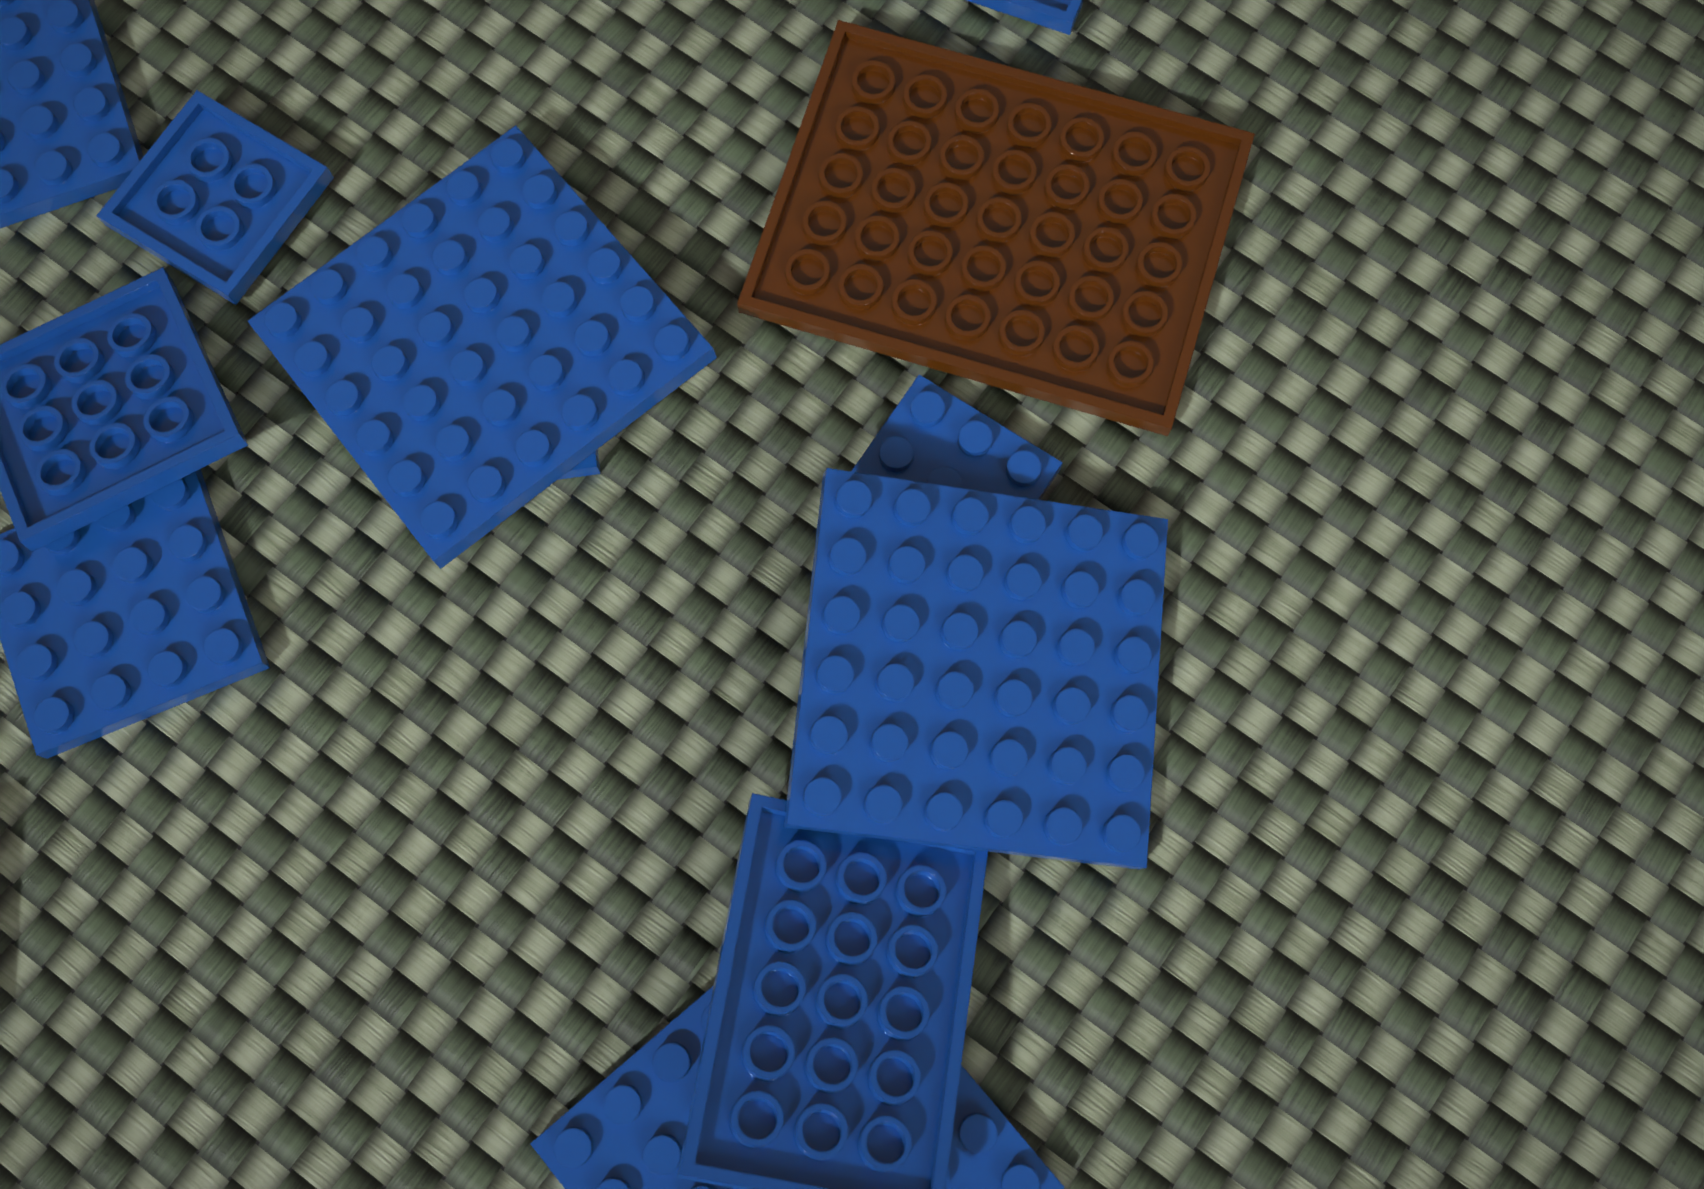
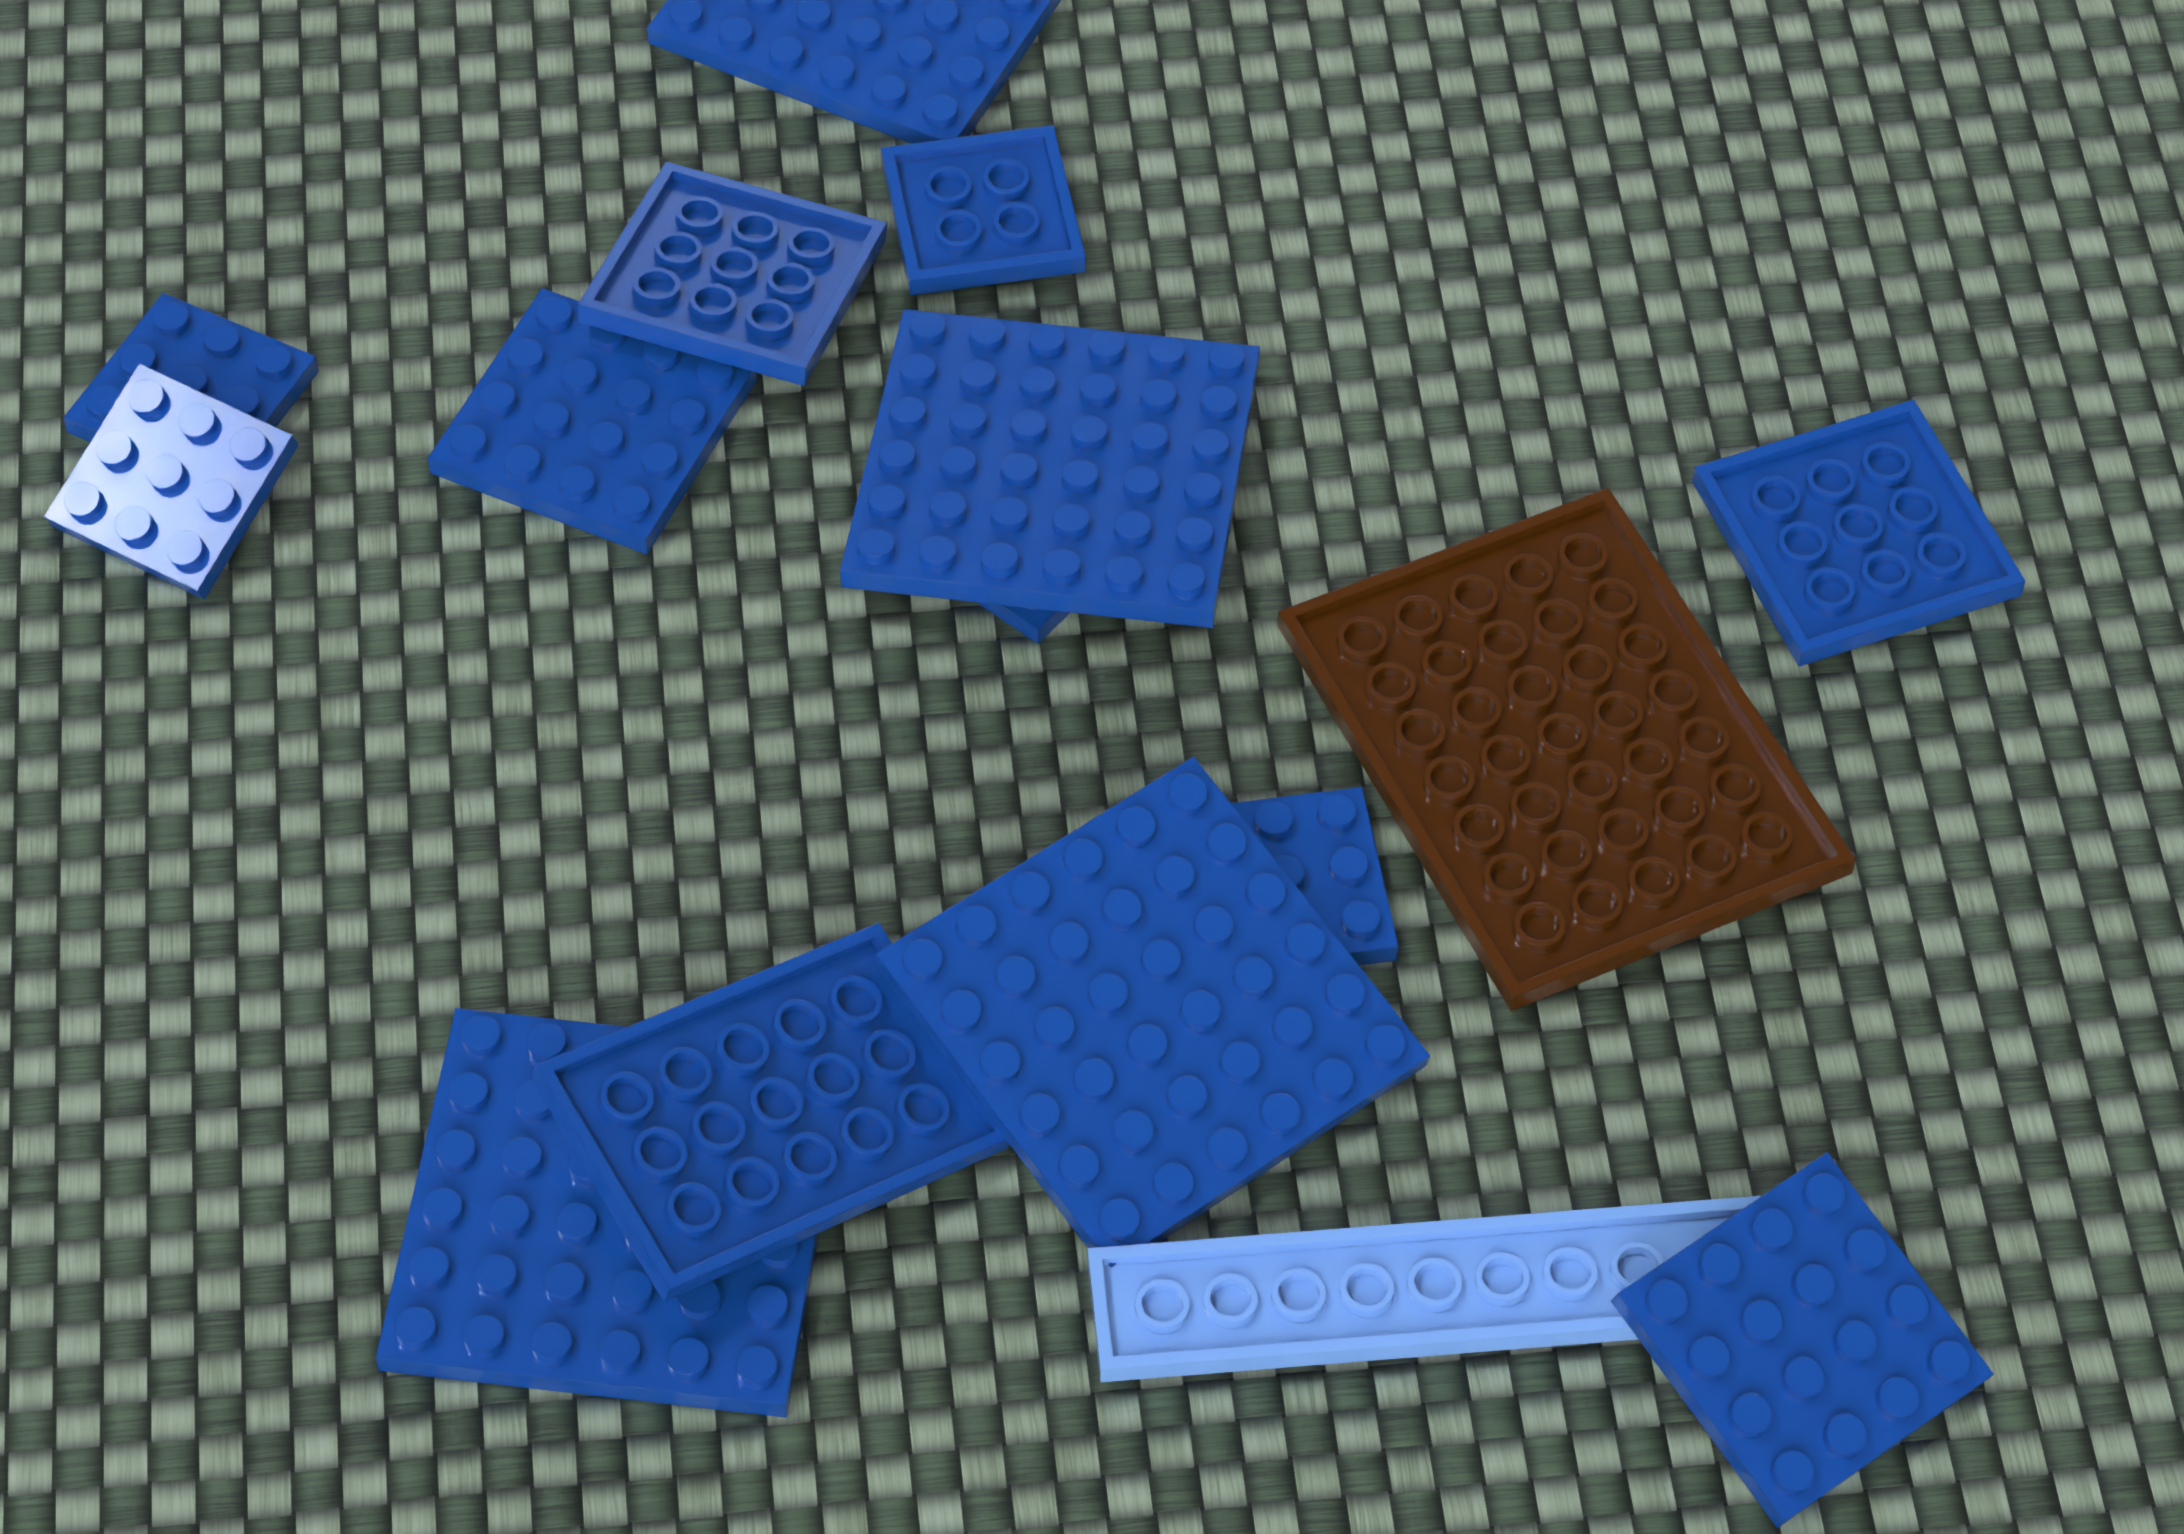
camera: 45 degrees right, 20 degrees down
(1334, 682) = (1381, 1289): none -> light blue plate
(1577, 485) = (1801, 1339): none -> blue plate

